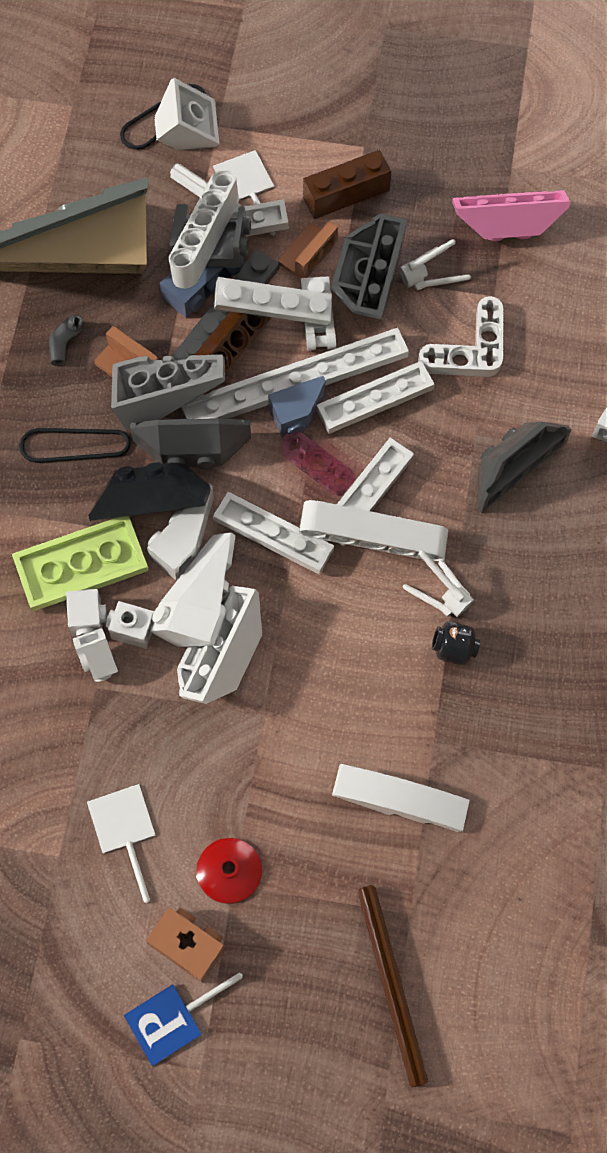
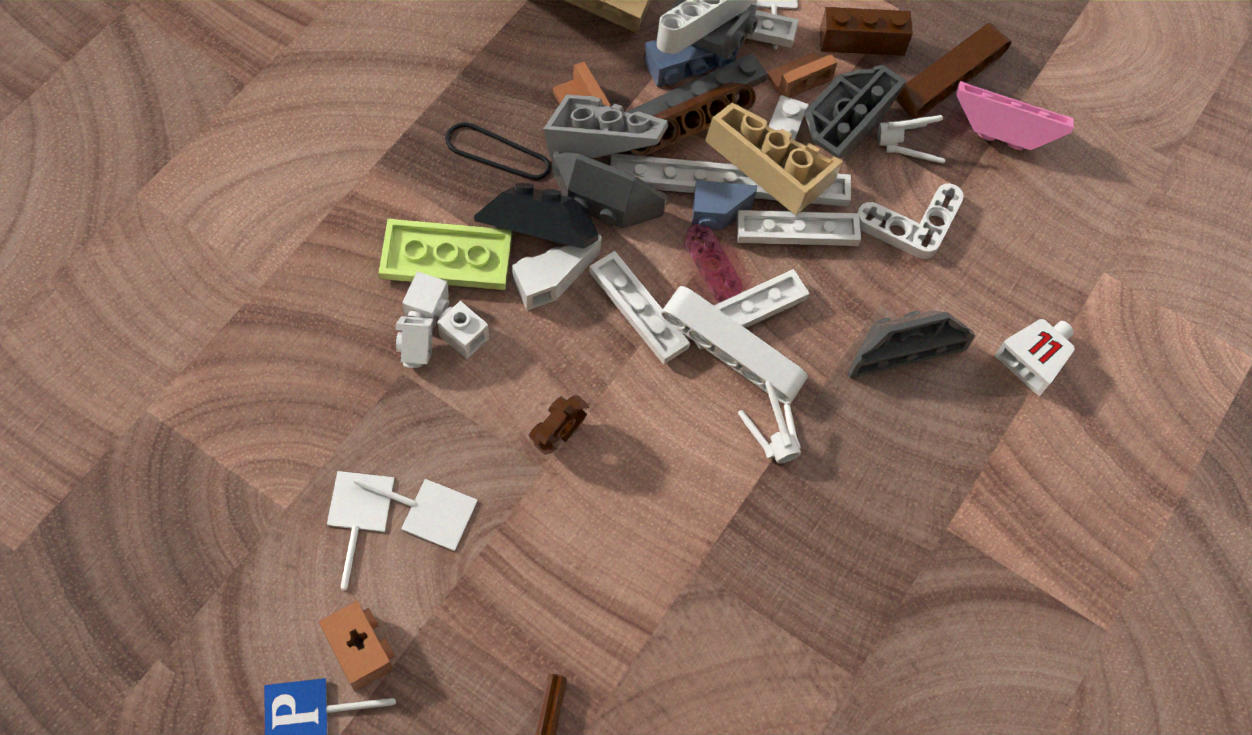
camera: 20 degrees right, 5 degrees down
(61, 336) = (535, 54): dark grey arm -> none
(191, 798) = (435, 514): none -> white piece
(193, 607) = (526, 337): white wedge -> none
(218, 669) = (527, 391): white wedge -> none
(229, 887) = (439, 613): red dish -> none
(263, 661) = (561, 424): none -> reddish brown plate
(272, 301) = (727, 89): white plate -> none
(325, 344) = (772, 158): none -> tan wedge
(400, 797) = (635, 606): white slope -> none
(440, 188) = (957, 65): none -> reddish brown beam
(455, 643) = (762, 485): black head -> none

